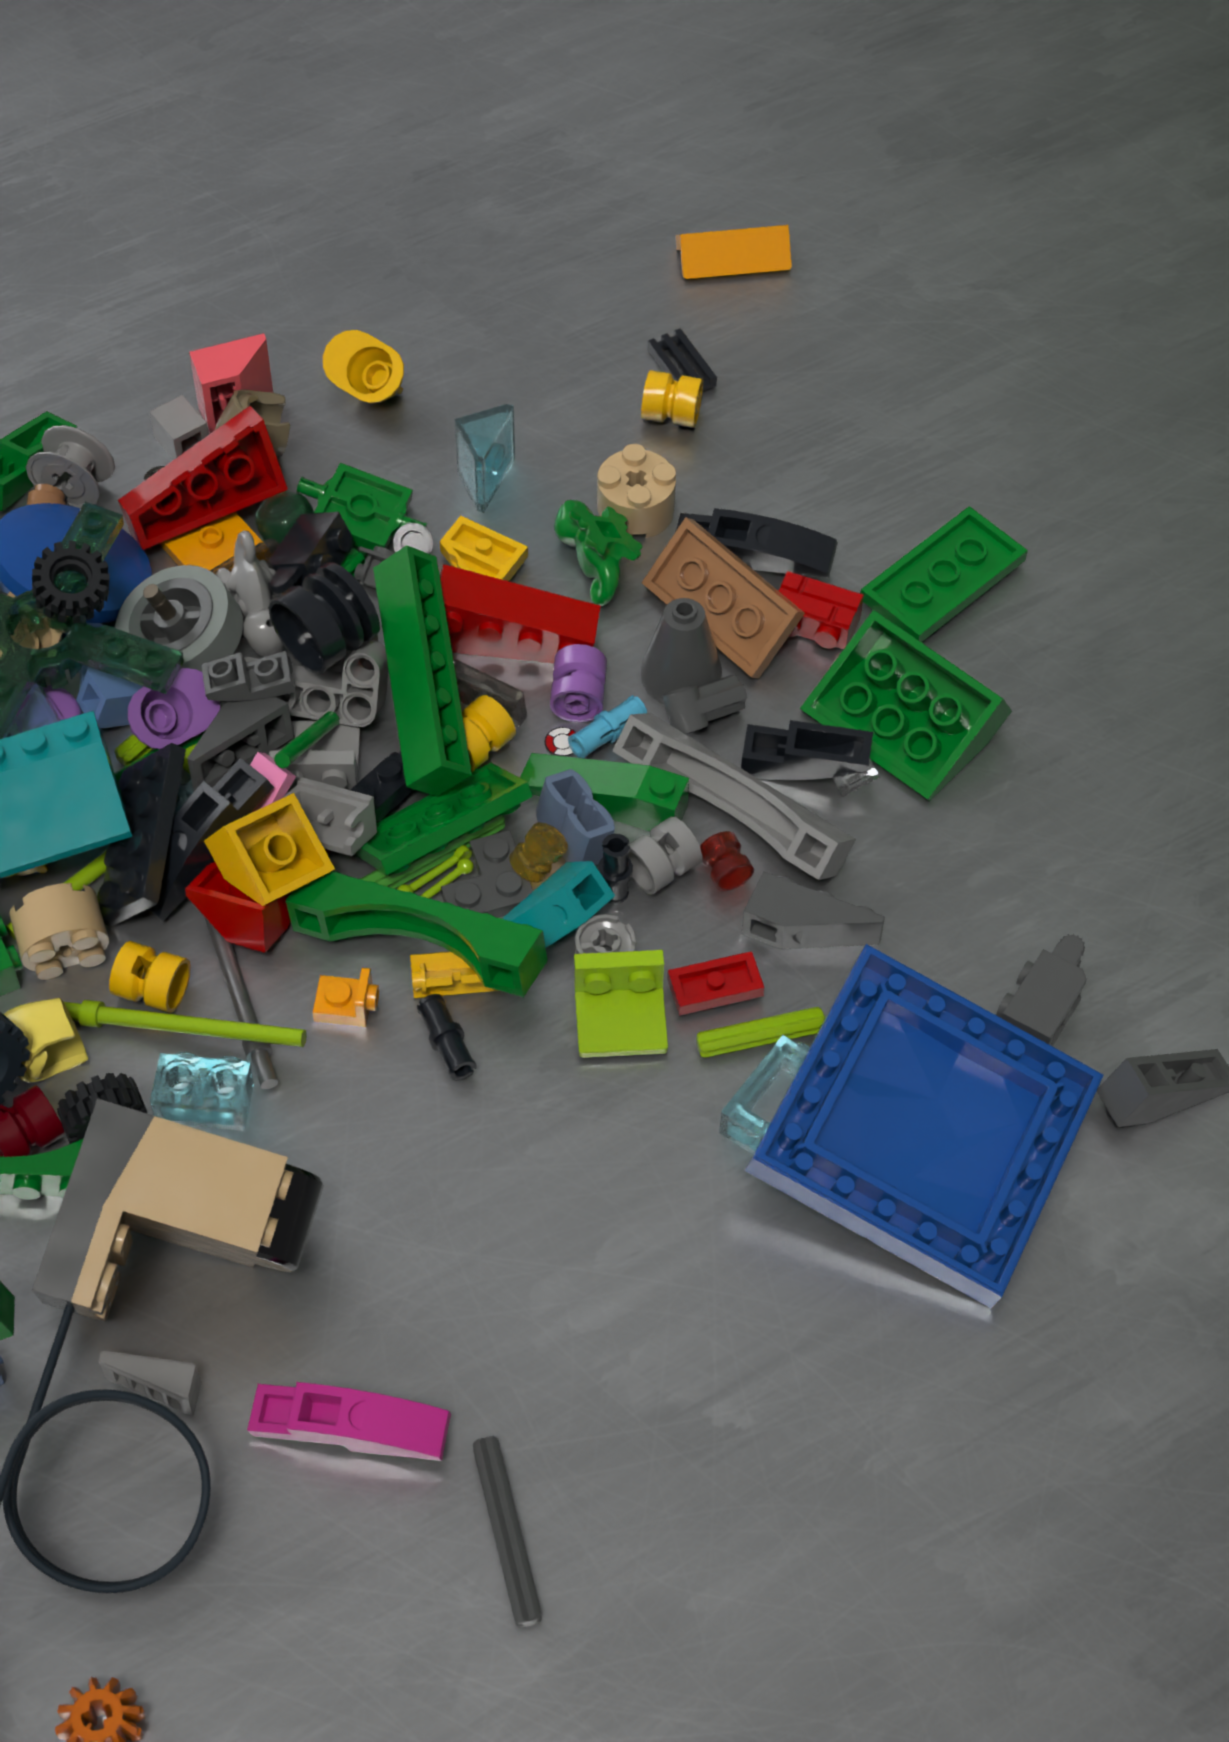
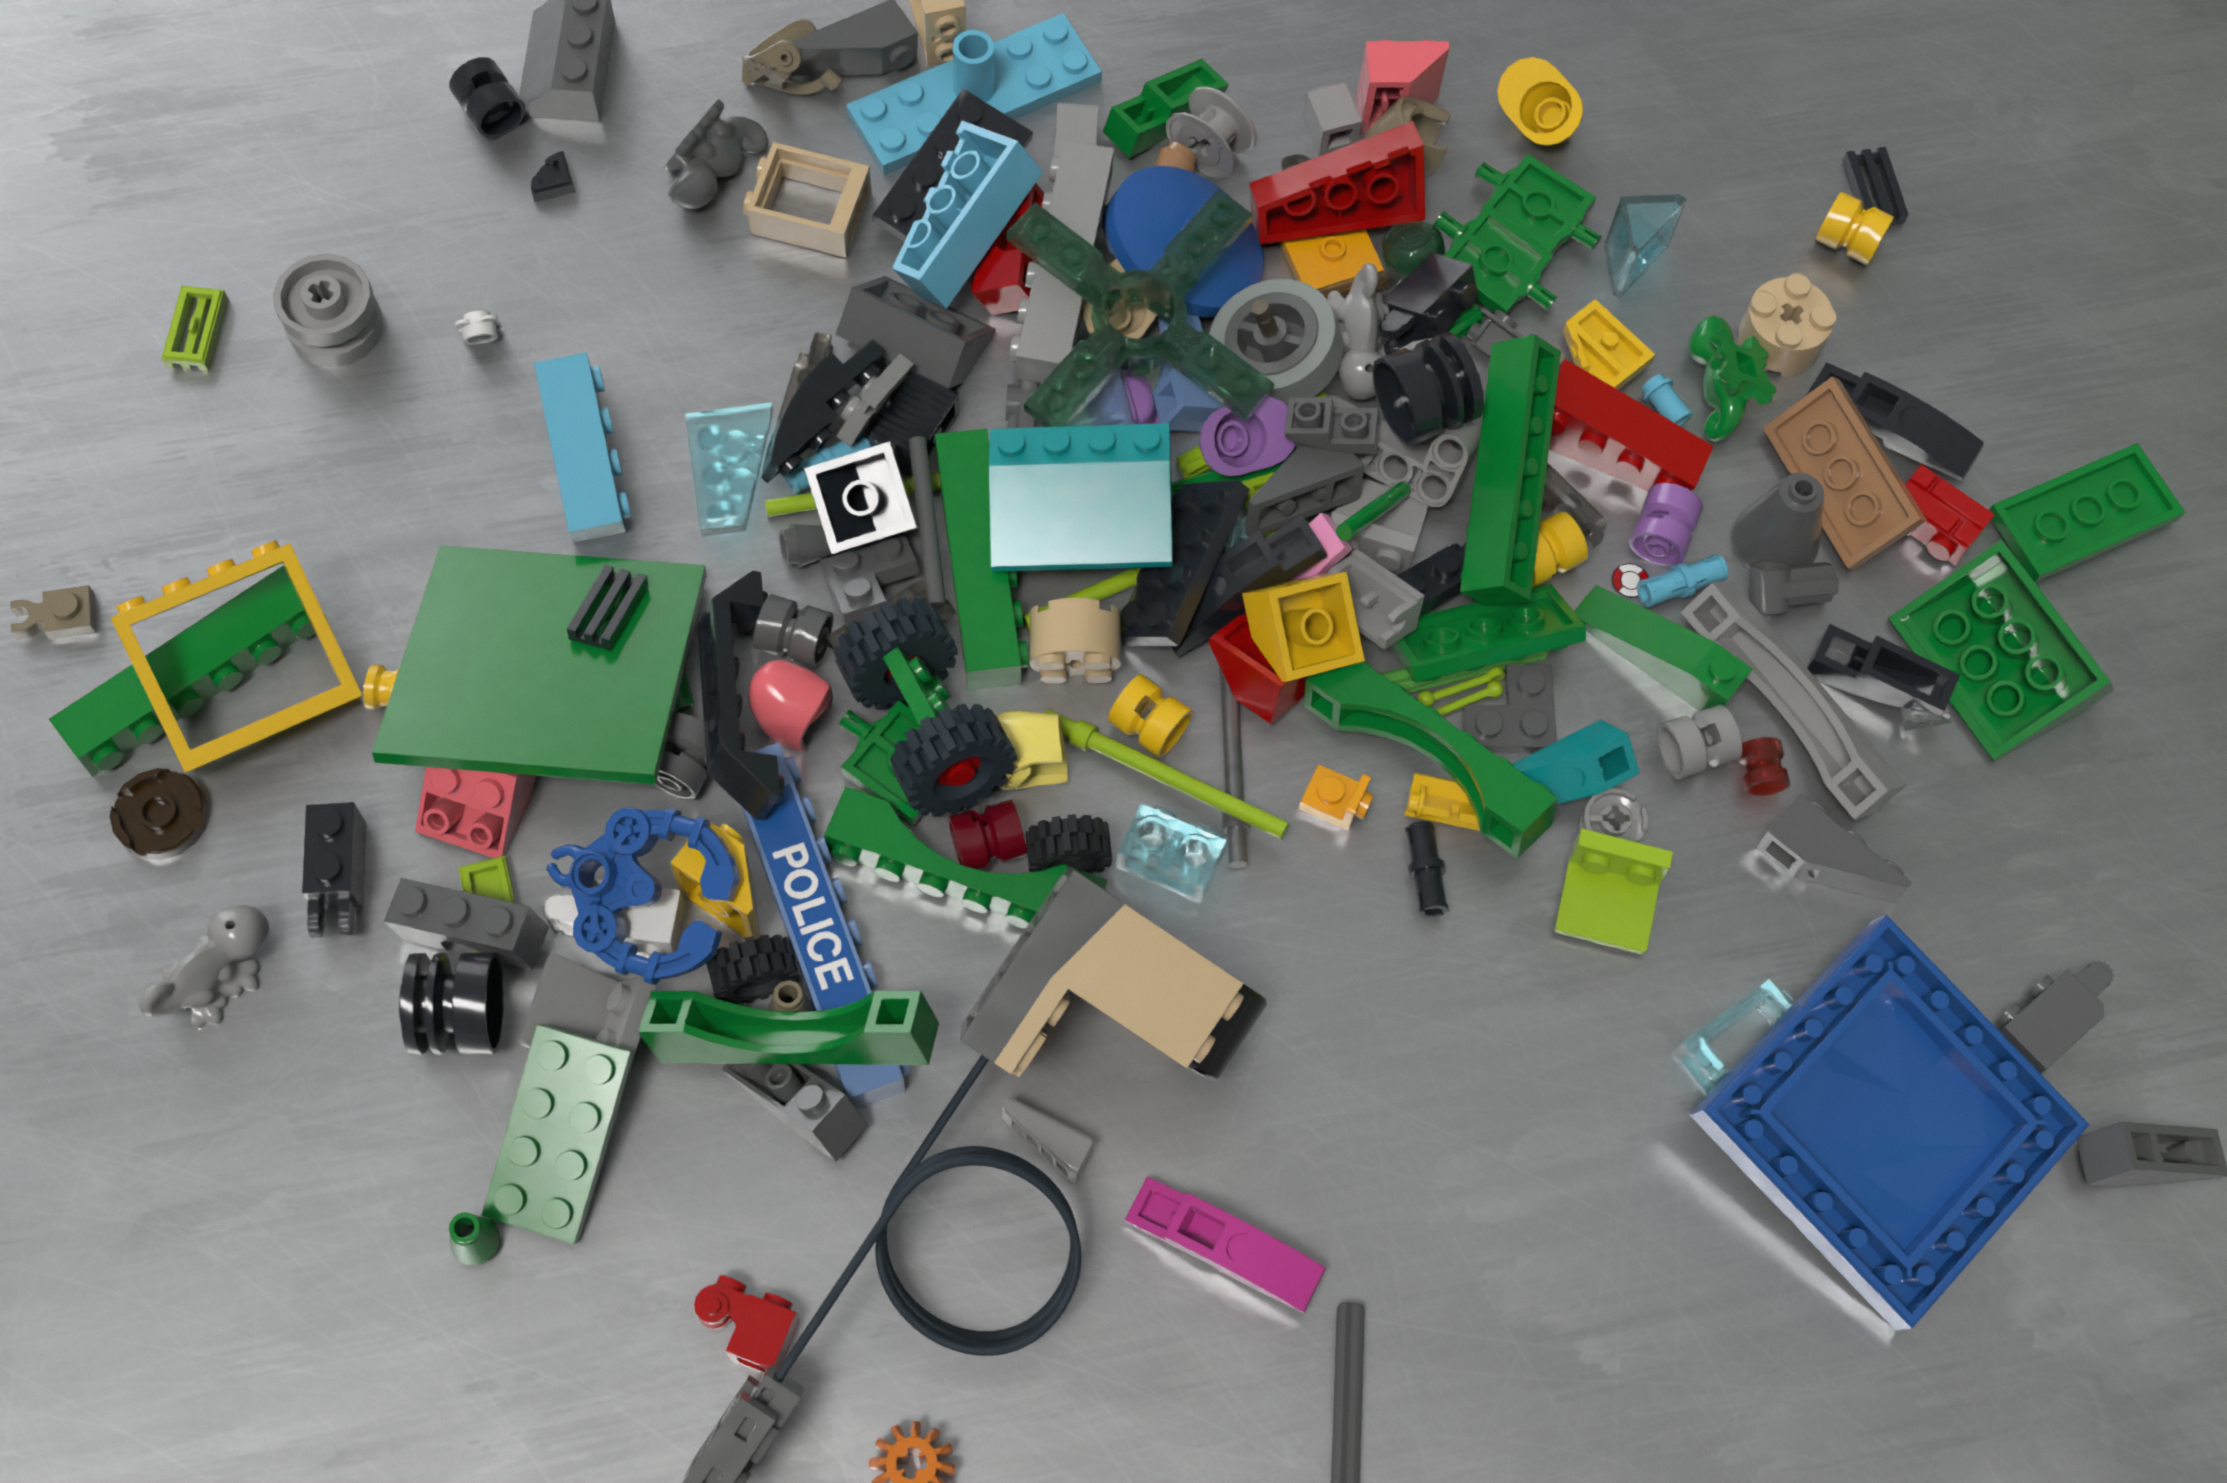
camera: 15 degrees right, 10 degrees up
(76, 560) = (1187, 252): black tyre -> none
(390, 450) = (1541, 203): none -> green plate
(415, 536) = (1537, 315): tile -> none
(541, 846) = (1577, 699): clear yellow wheel -> none
(542, 577) = (1665, 399): none -> medium azure pin
(570, 808) = (1620, 675): sand blue brick -> none
(616, 866) = (1651, 741): black pin -> none
(715, 983) = (1715, 896): red plate -> none
(734, 251) = (1969, 72): light orange panel -> none
(759, 1032) = (1746, 962): lime axle -> none

